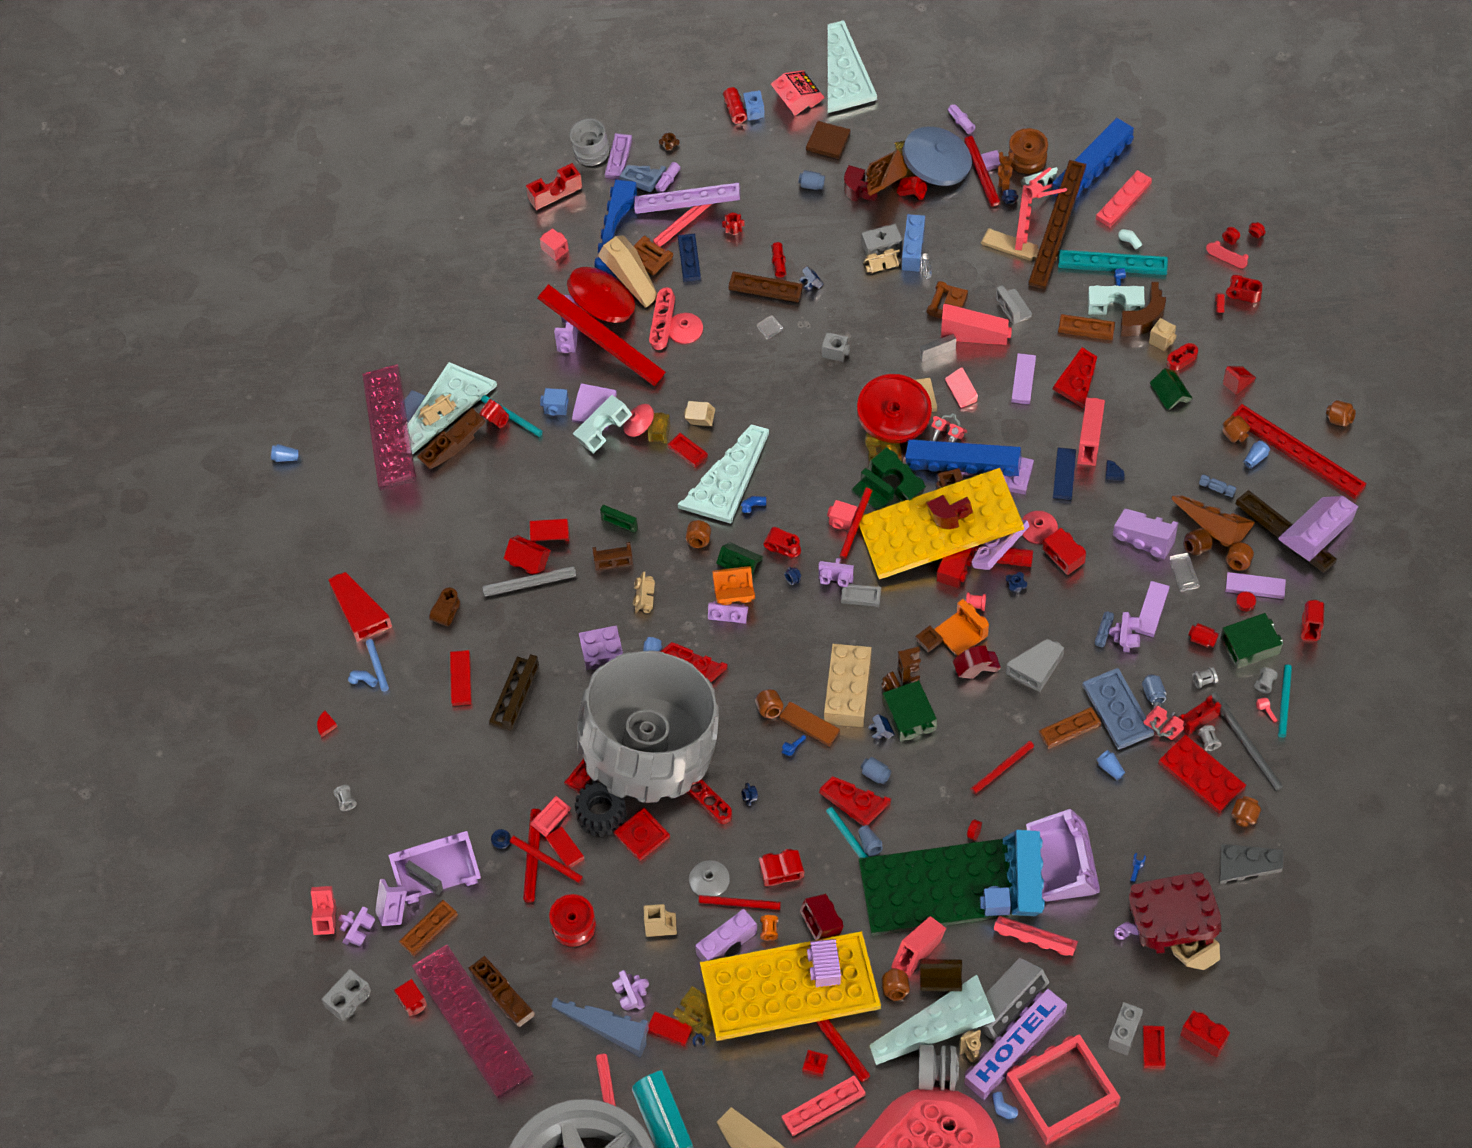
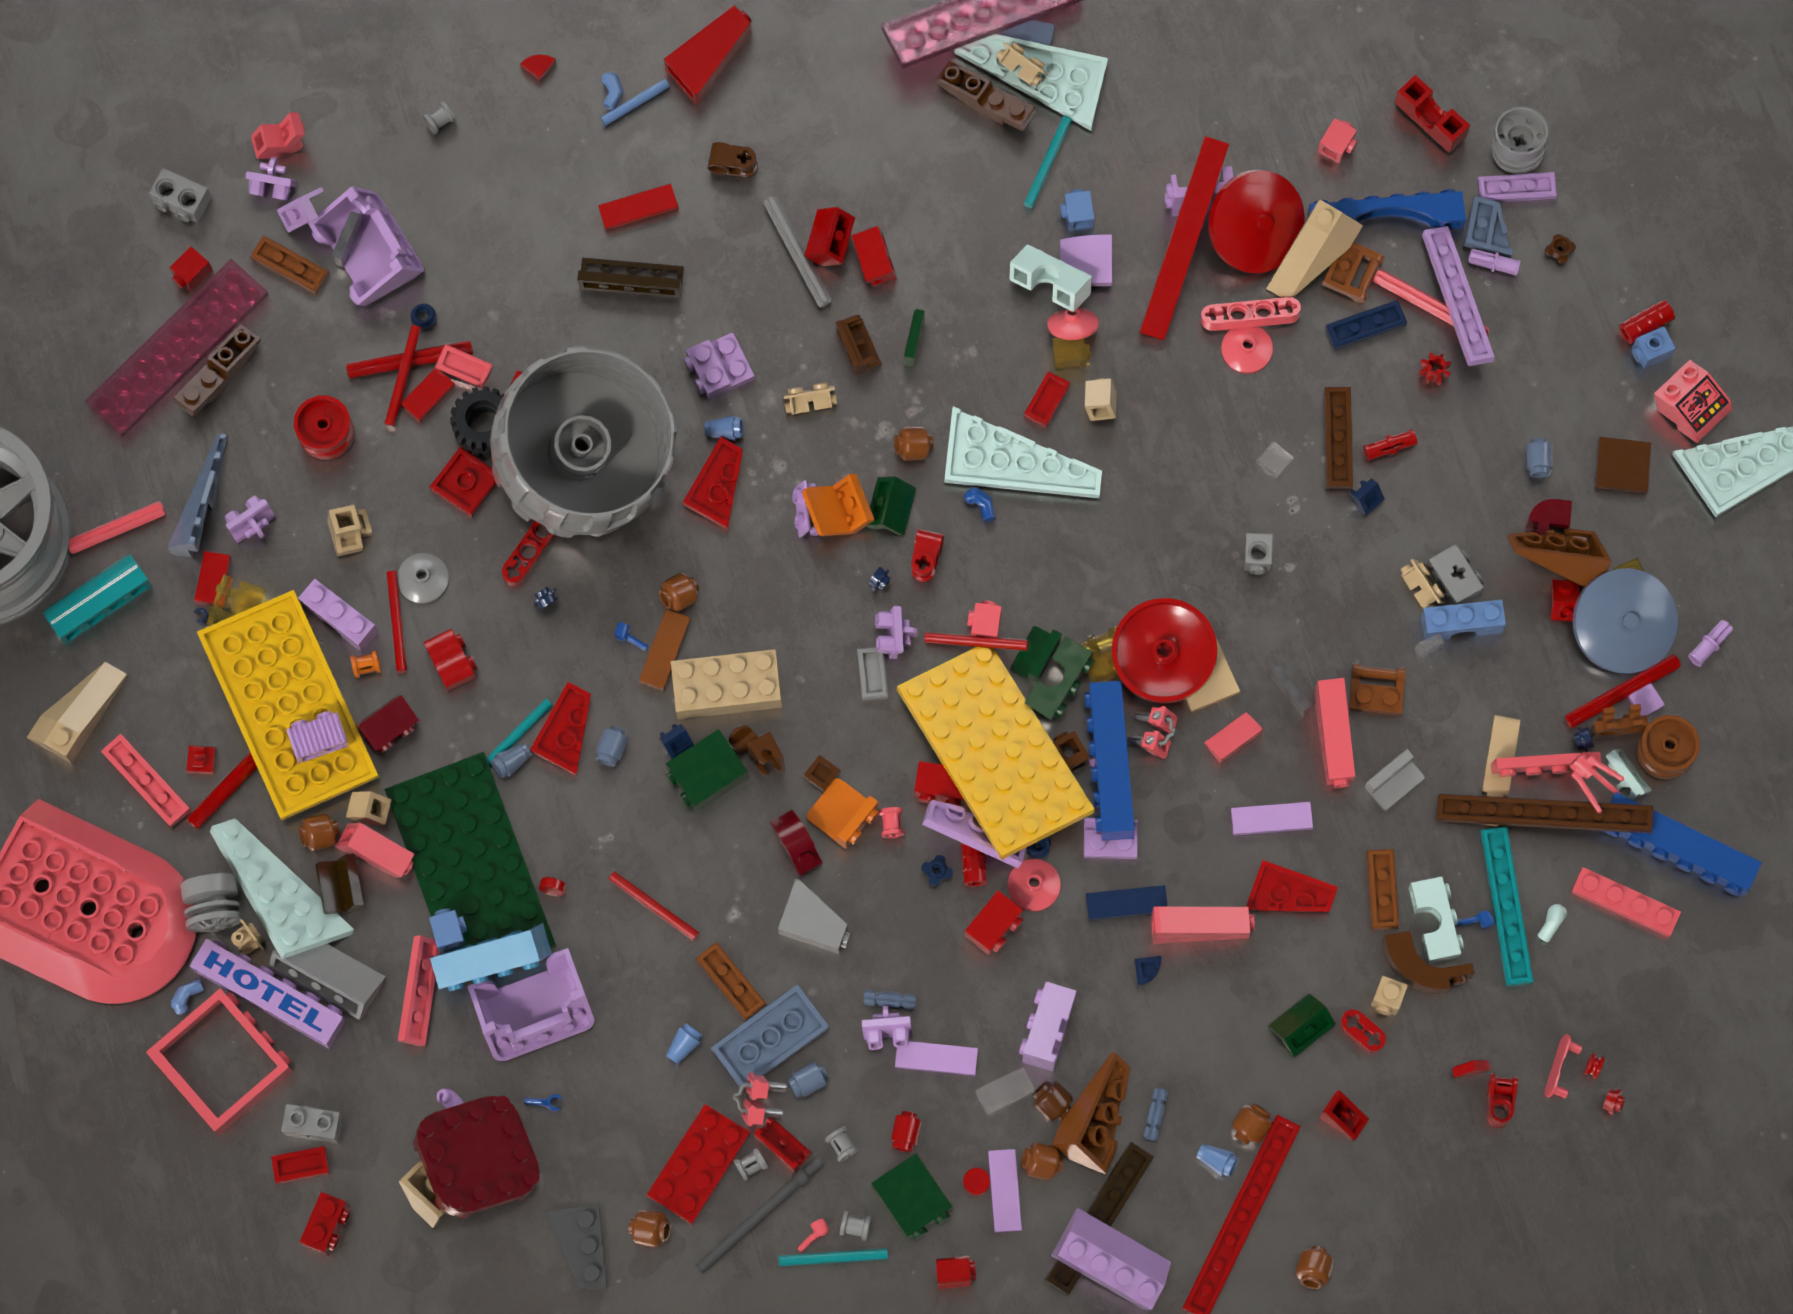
camera: 75 degrees right, 15 degrees up
(494, 413) = (1033, 136): red piece -> none
(885, 943) = (368, 808): none -> tan brick
(947, 515) = (996, 748): dark red brick -> none

